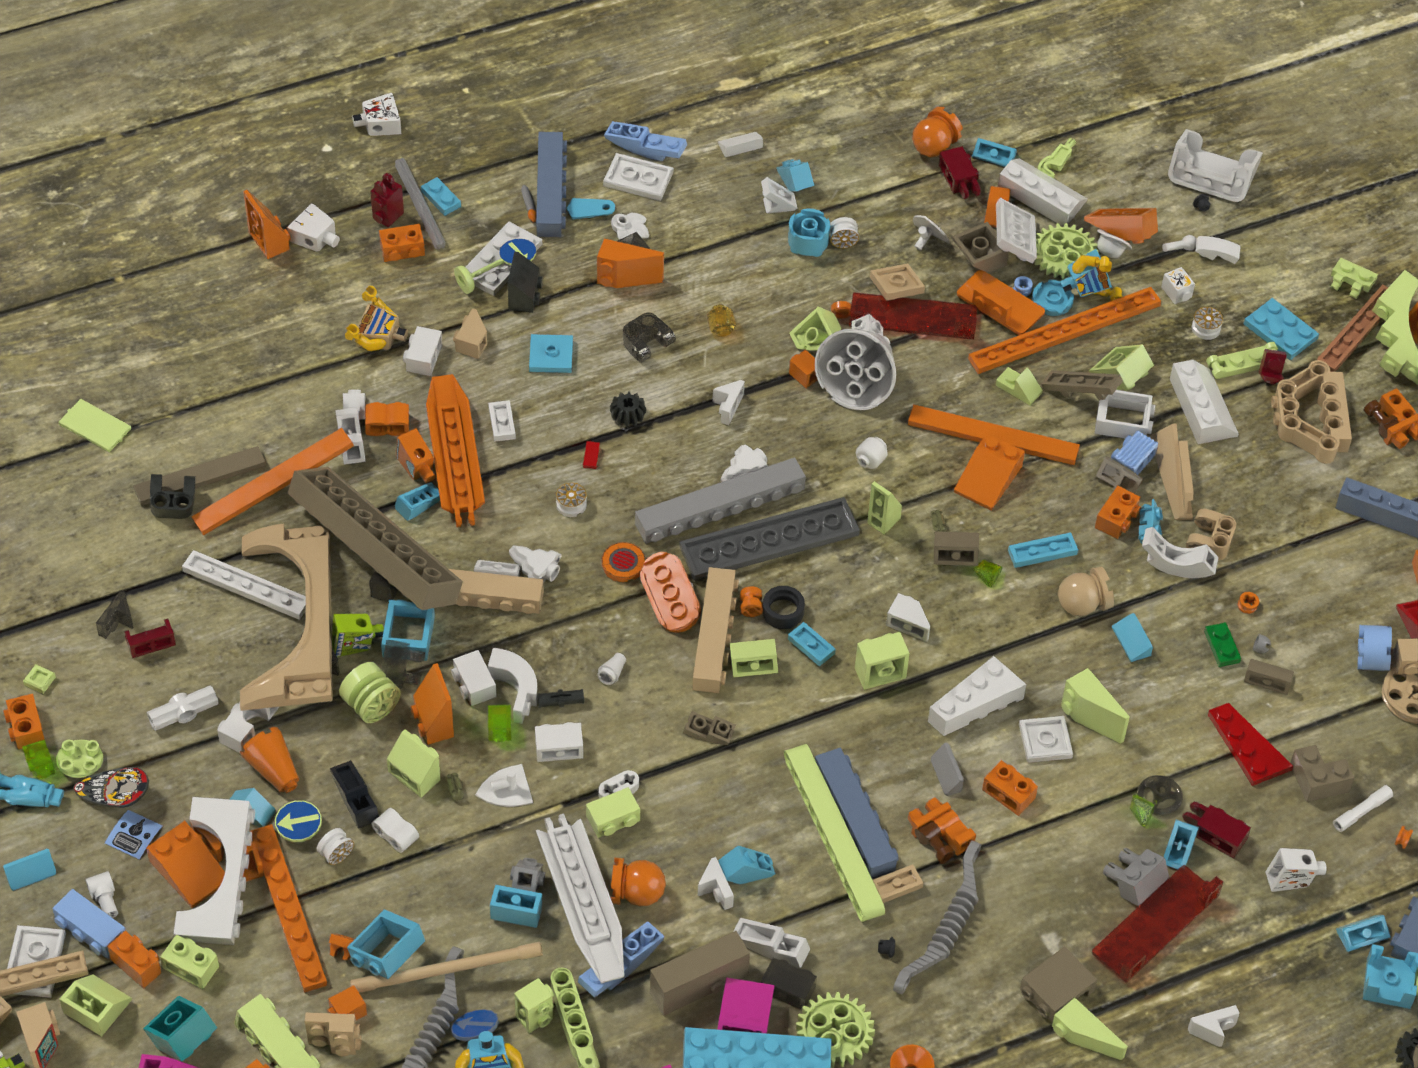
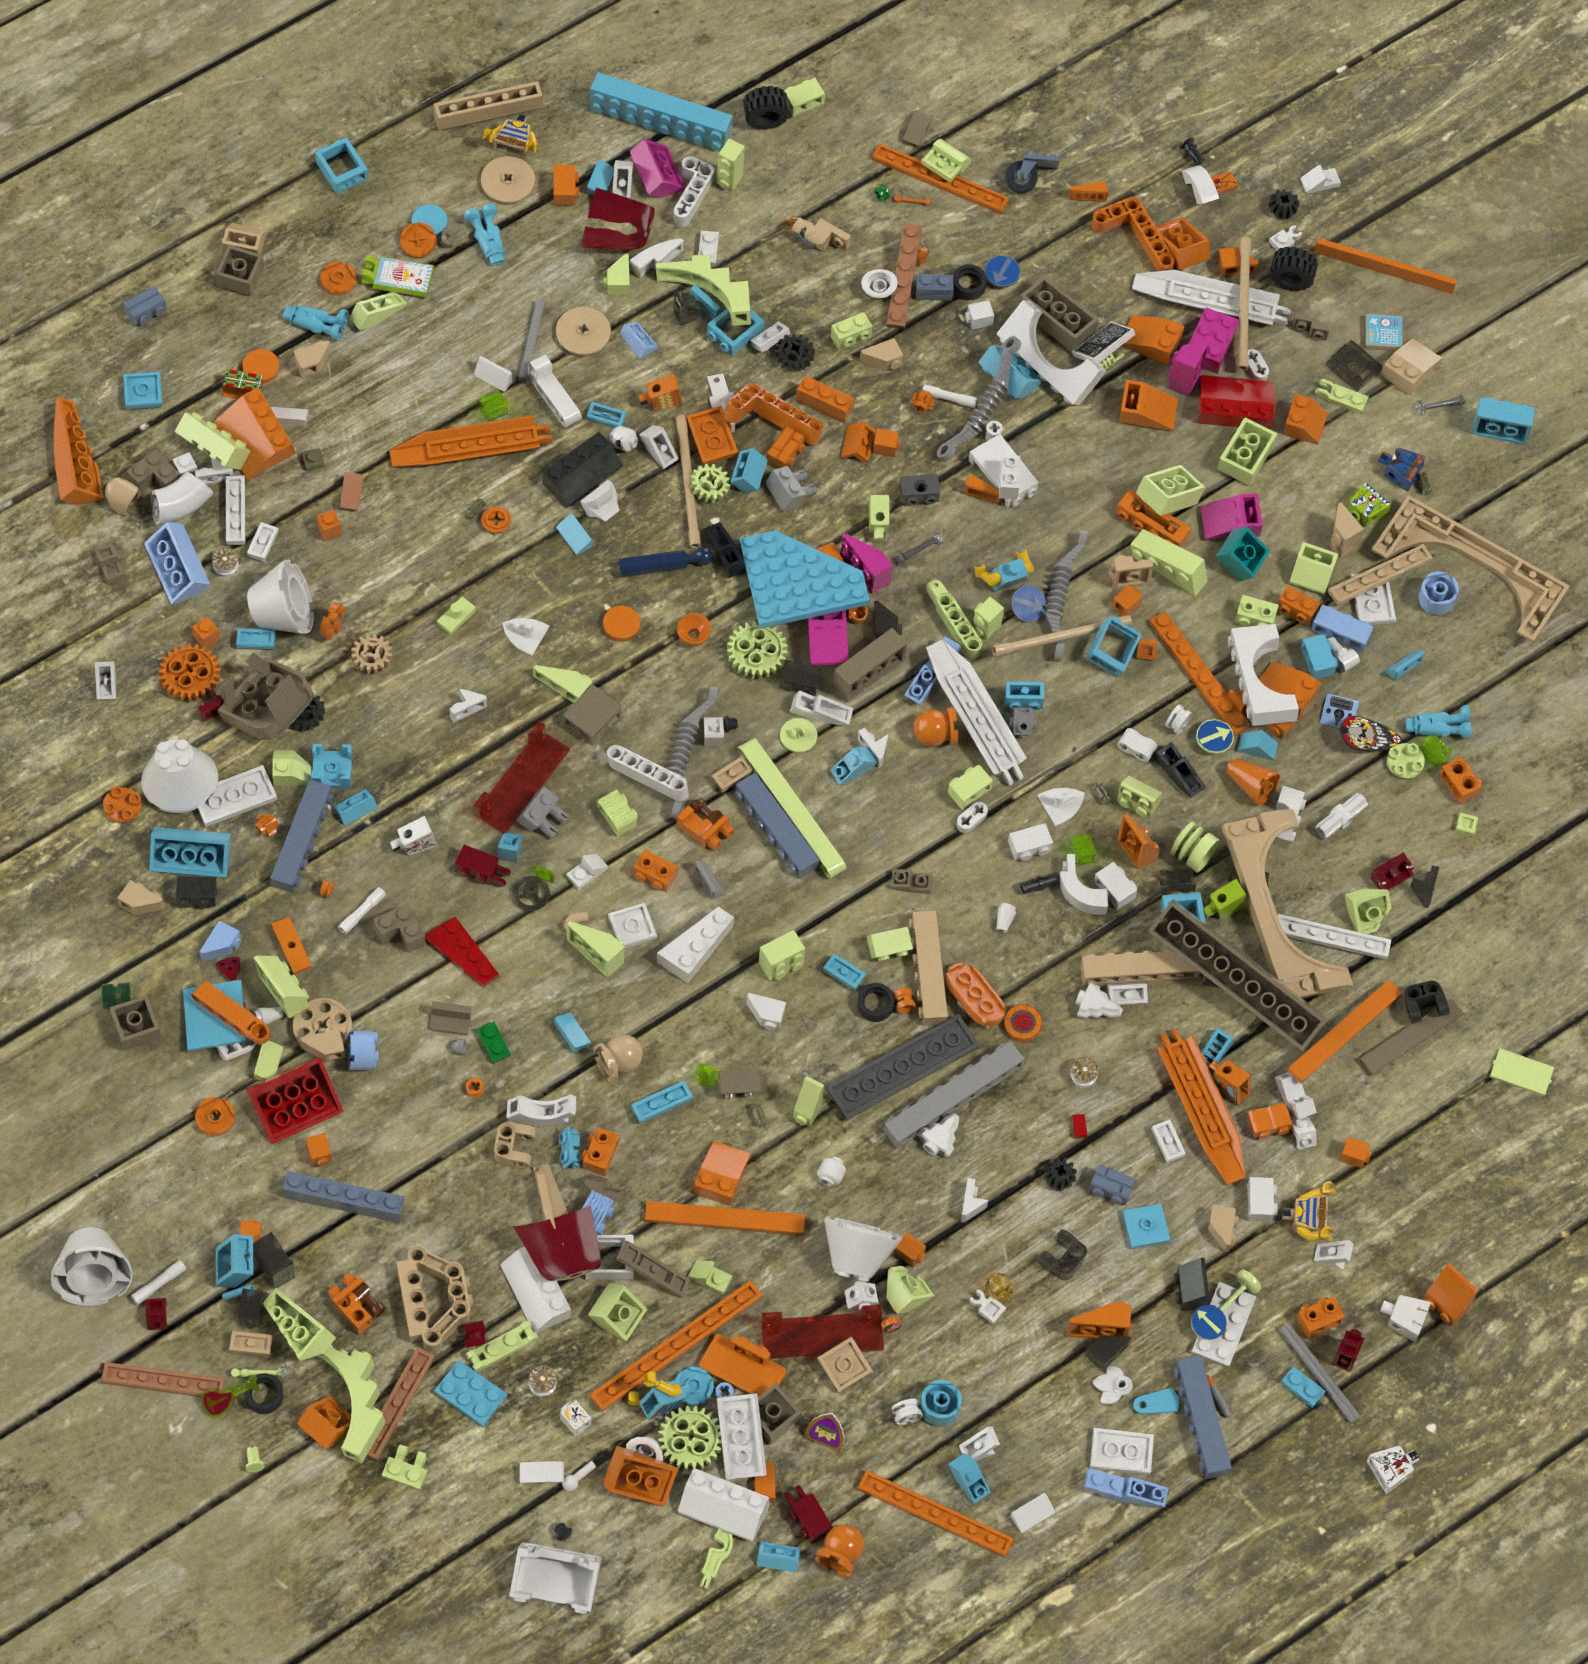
camera: 165 degrees right, 10 degrees up
(134, 890) = (1319, 656): none -> medium azure brick
(196, 603) = (1367, 908): none -> yellowish green slope
(307, 375) = (1355, 1152): none -> orange brick
(359, 282) = (1334, 1253): none -> white slope
(575, 389) = (1112, 1185): none -> sand blue brick
(664, 1031) = (884, 620): none -> clear smoke slope
(740, 308) = (989, 1308): none -> white plate
(805, 921) = (798, 735): none -> yellowish green piece
(835, 160) = (935, 1513): none -> orange tile
(911, 933) = (713, 731): none -> white slope
(1007, 902) = (647, 772): none -> white beam
(1045, 862) = (617, 812): none -> yellowish green brick
(1089, 807) = (588, 870): none -> white slope
(1114, 755) = (576, 918): none -> tan arm
(1193, 421) = (545, 1246): none -> dark red piece

